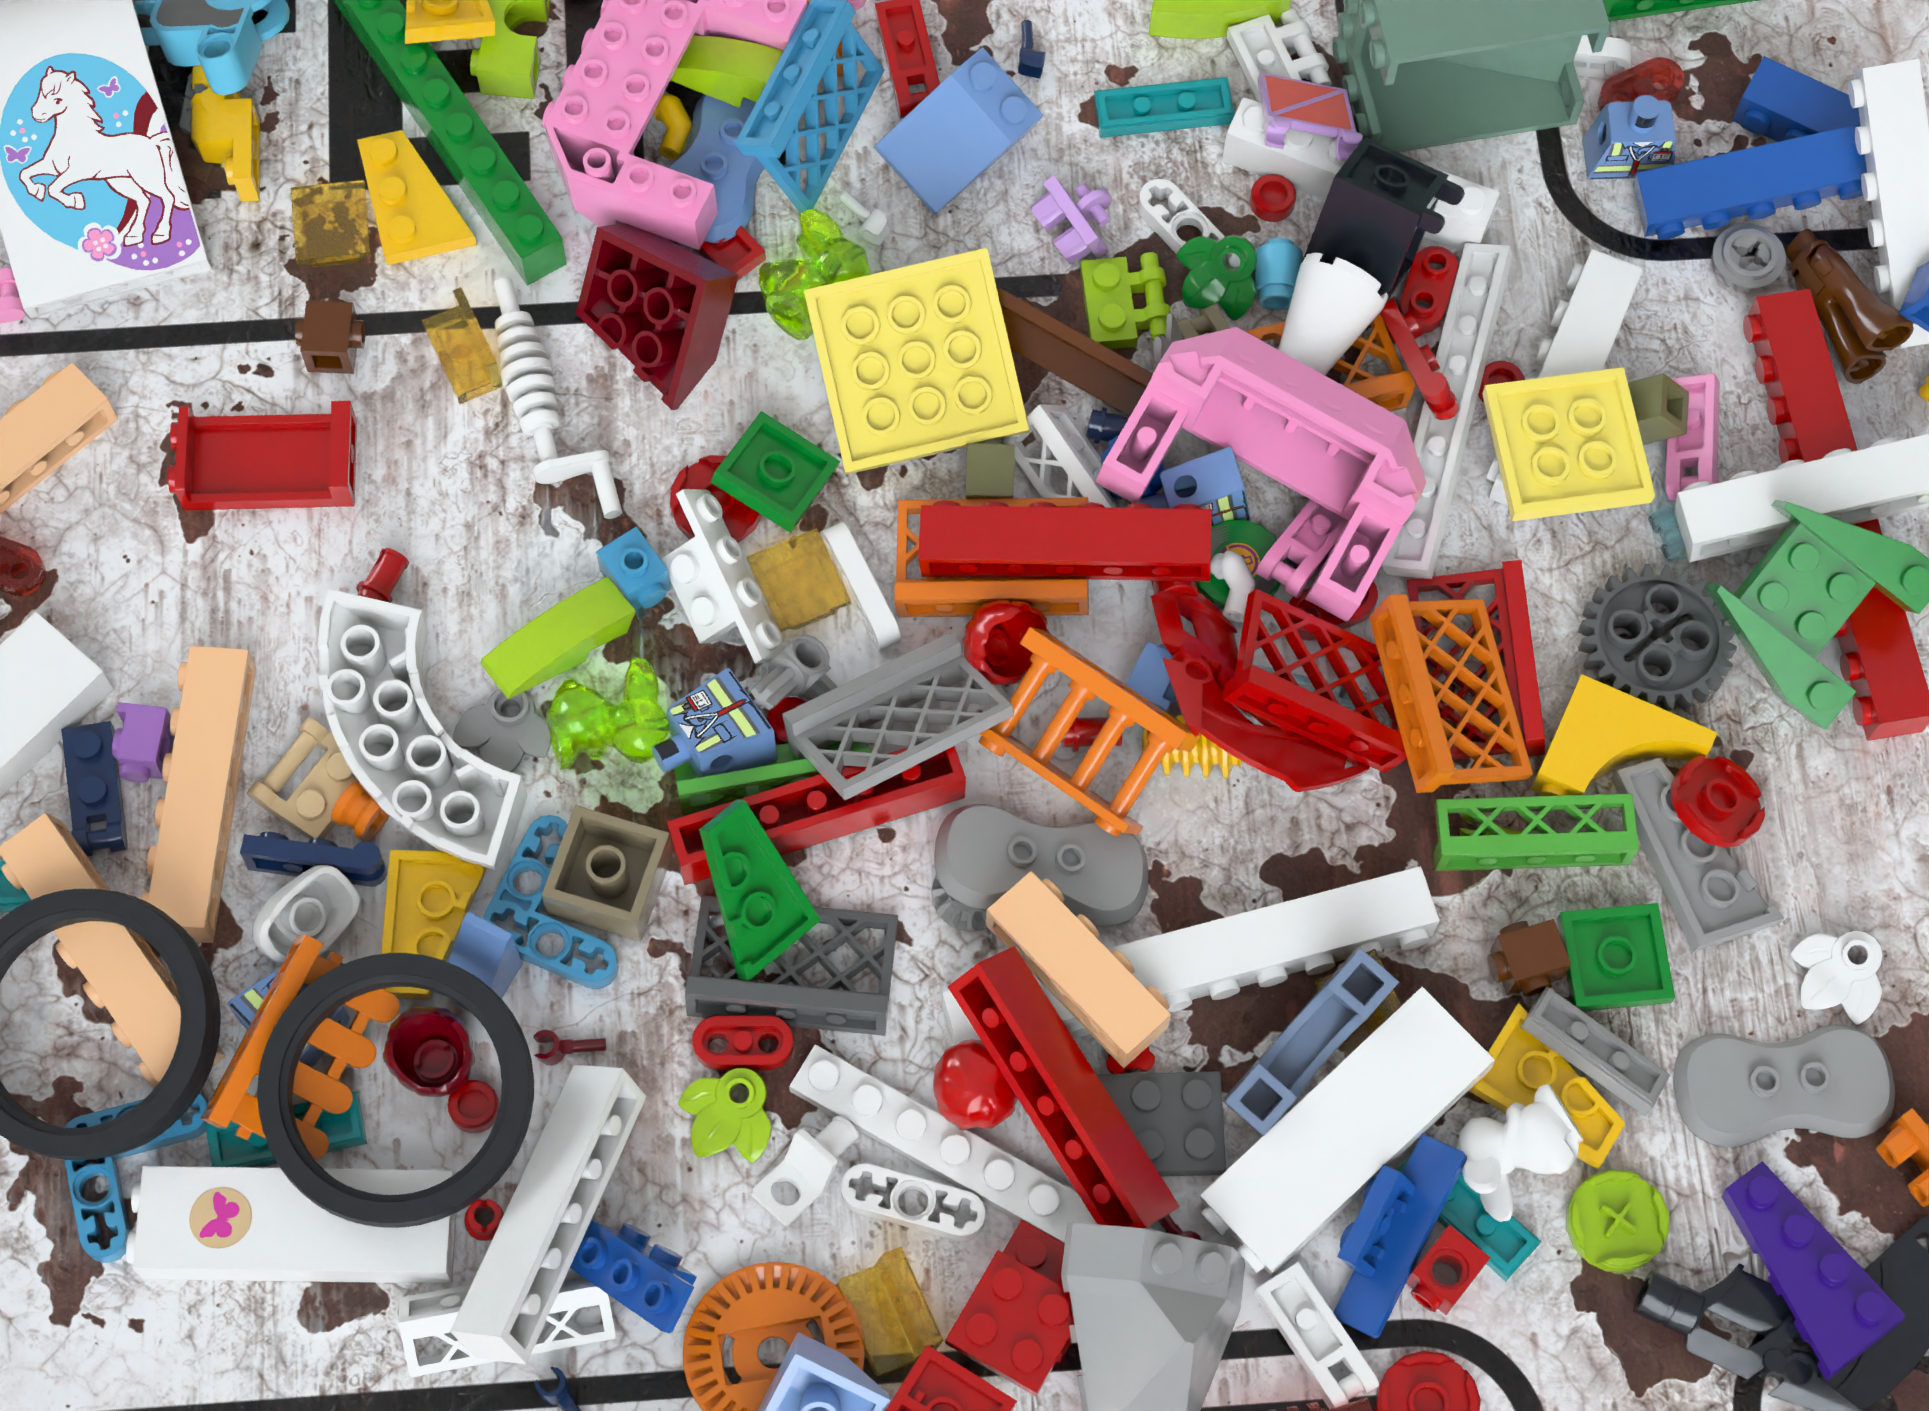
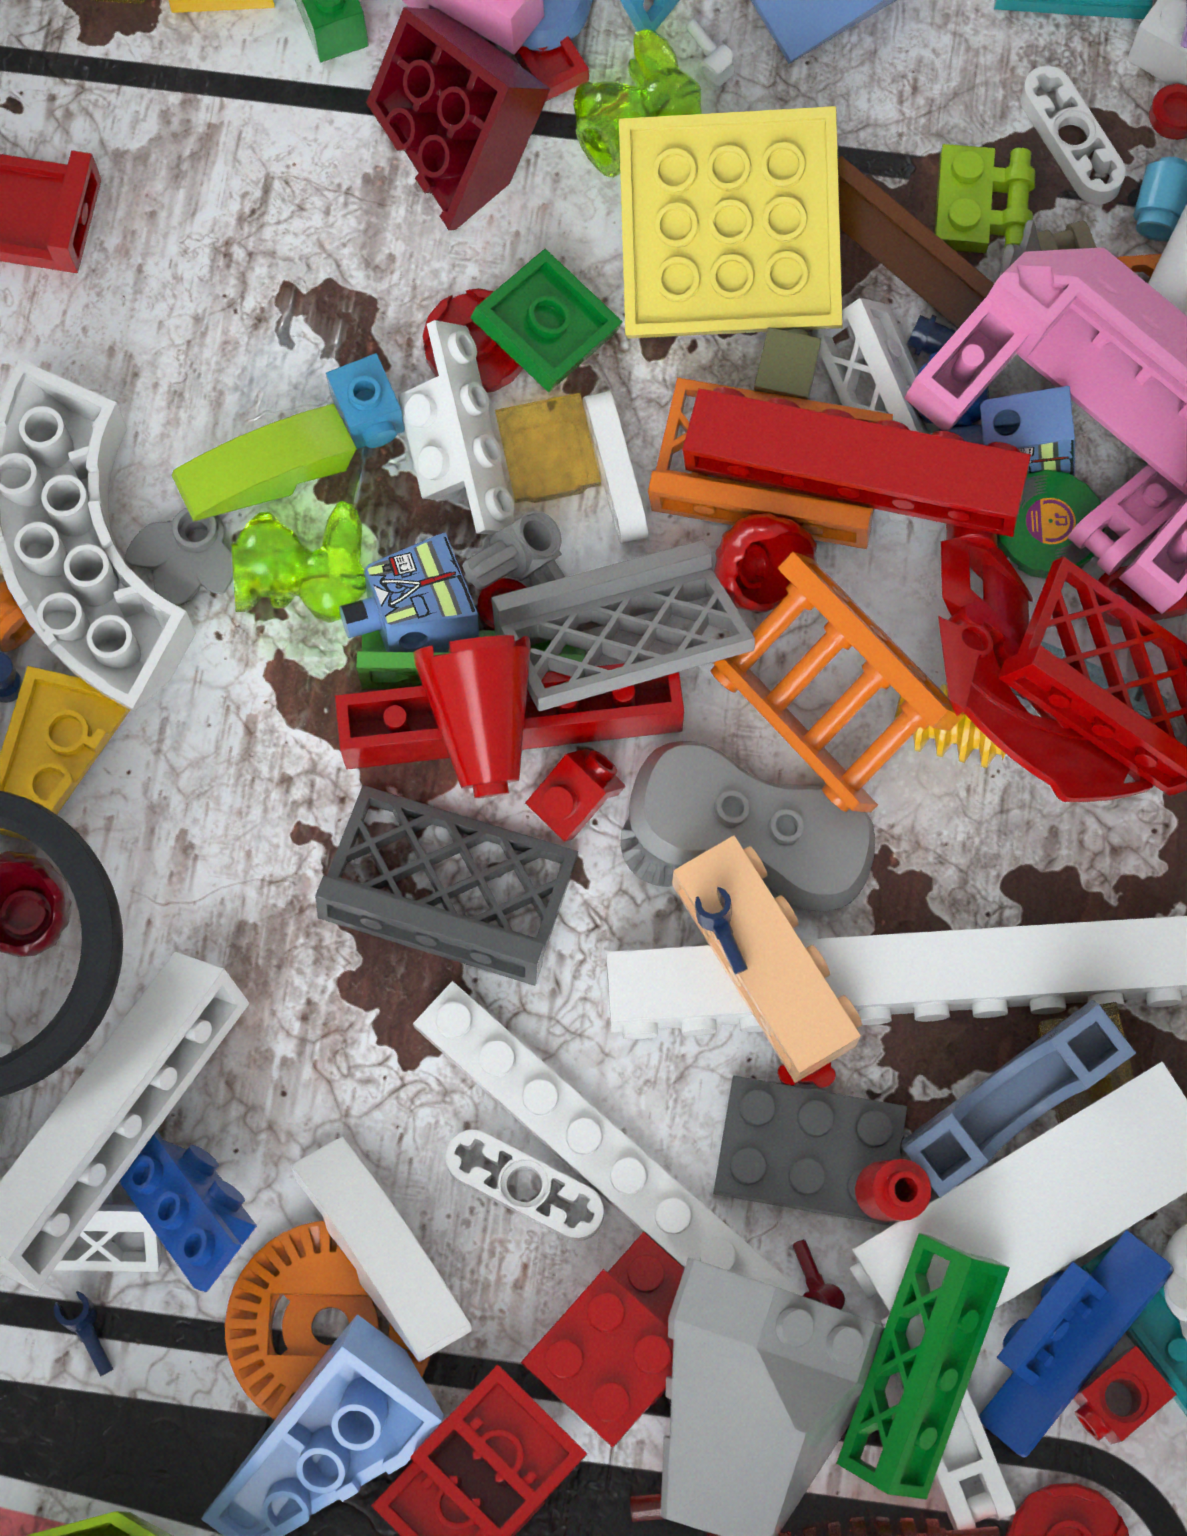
camera: 15 degrees right, 5 degrees up
(330, 336) = (89, 79): reddish brown brick -> none
(383, 576) = (89, 358): red pin -> none
(463, 350) = (231, 122): clear yellow panel -> none
(473, 1106) = (54, 972): red tile -> none
(475, 1229) = (24, 1102): red pin -> none
(486, 953) = (101, 811): medium blue slope -> none
(527, 909) = (166, 761): dark azure beam -> none
(531, 390) = (296, 178): white piece -> none
(565, 1047) = (171, 926): dark red hand -> none
(607, 873) = (260, 740): dark tan brick -> none
(724, 1121) = (332, 1047): lime plate -> none
(743, 1041) = (373, 962): red plate -> none
(754, 889) = (417, 799): green wing -> none
(795, 805) = (480, 707): none -> red cone
(806, 1274) = (381, 1249): none -> white slope
(807, 1167) = (414, 1120): white bracket -> none
(885, 866) = (575, 791): none -> red bracket
(889, 1312) = (481, 1291): clear yellow panel -> none
(971, 1087) = (622, 1067): red hair -> none
(1034, 945) = (721, 926): none -> dark blue hand
(1062, 1093) = (717, 1104): red brick -> none
(1081, 237) = (930, 76): lavender hips -> none
(1084, 732) = (833, 682): red pin -> none
(1151, 677) = (921, 637): medium blue brick -> none
(1214, 279) = (1091, 192): green plate -> none
(1223, 1138) = (876, 1190): none -> red brick
(1238, 578) = (1047, 541): white arm -> none
(1287, 1278) = (931, 1373): none -> green fence

